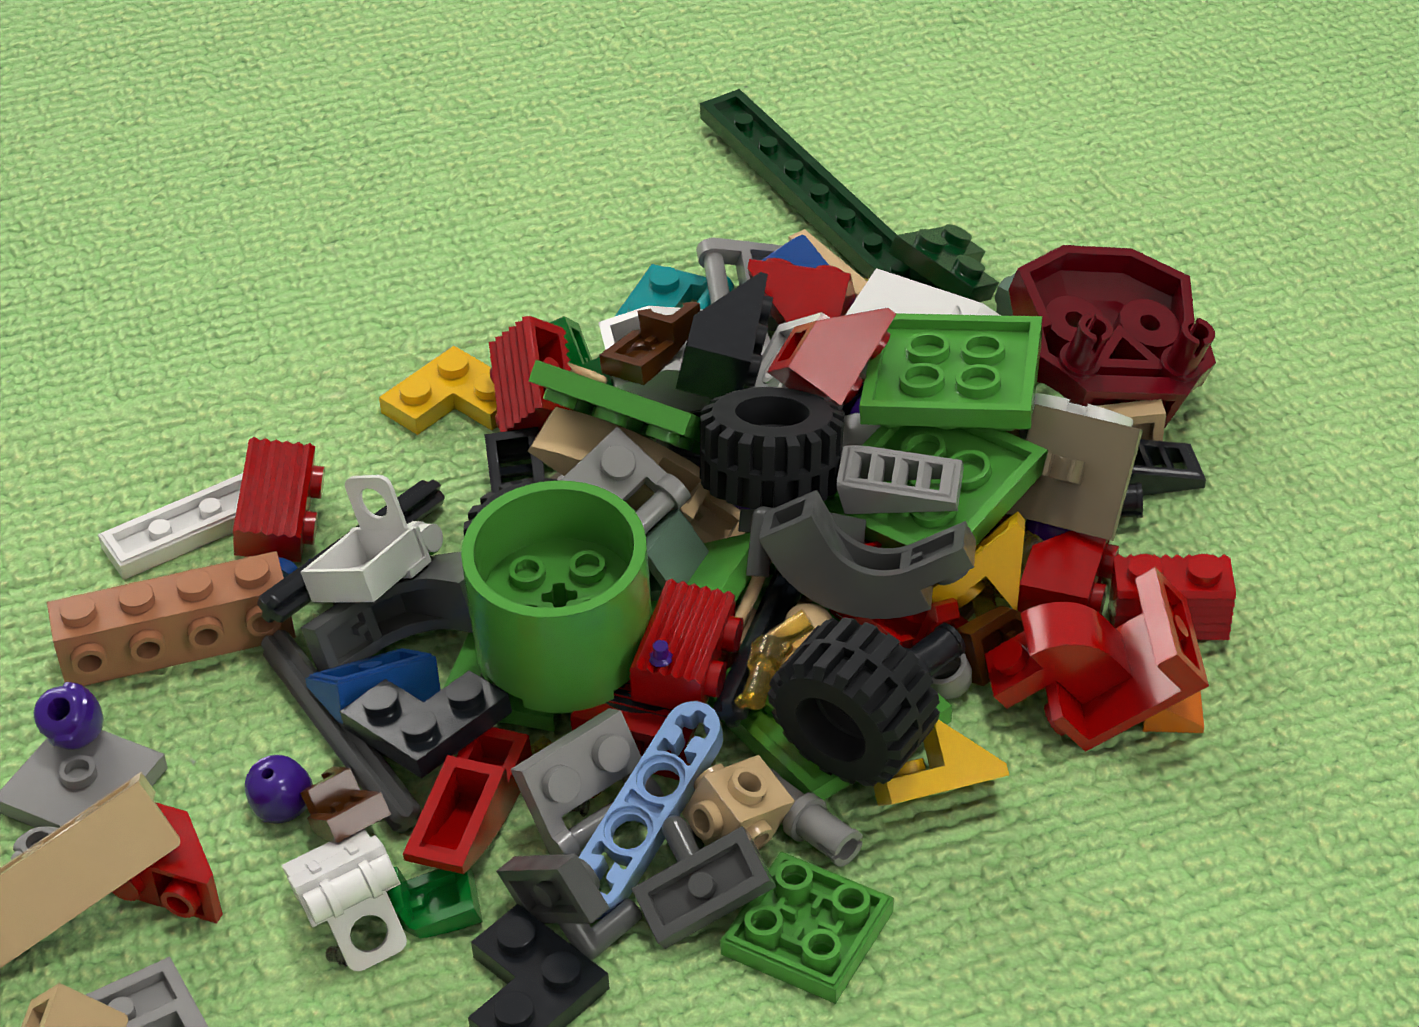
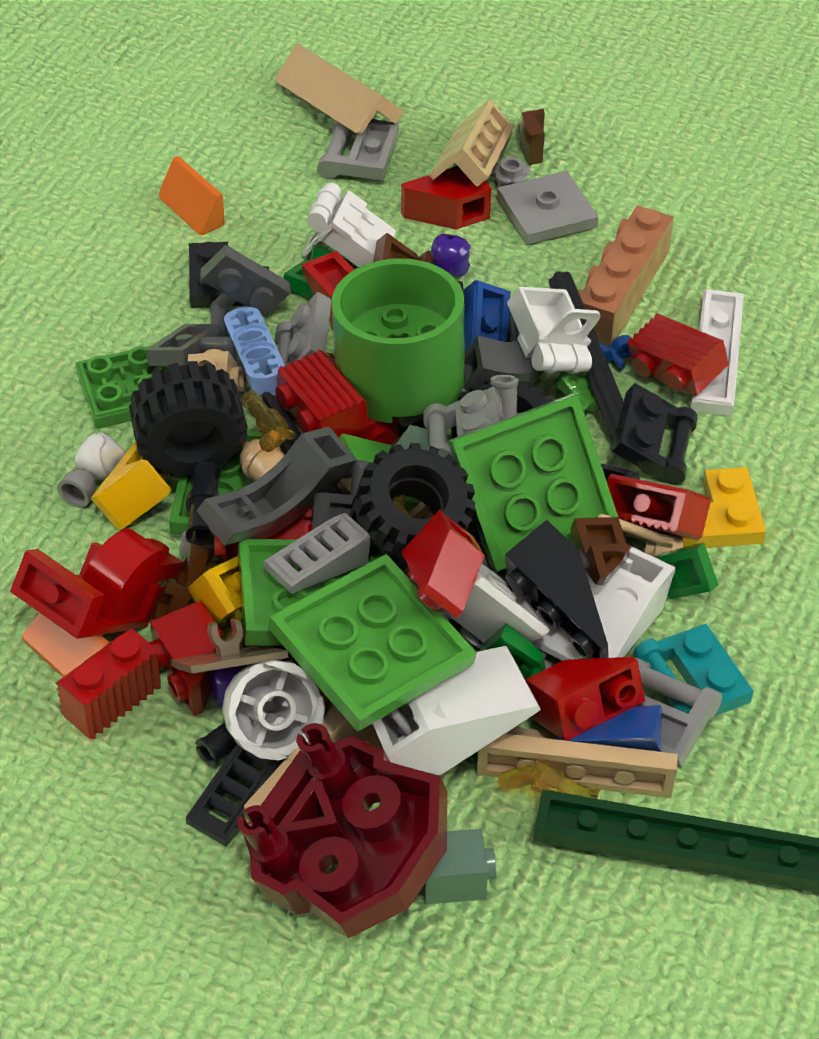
camera: 130 degrees right, 5 degrees up
(69, 716) = (578, 196): dark purple piece -> none
(412, 464) = (642, 430): none -> black plate
(660, 655) = (311, 359): dark purple piece -> none
(941, 833) = (99, 455): none -> white piece
(947, 260) = (566, 831): dark green plate -> none
(995, 826) = (77, 487): none -> light grey hinge

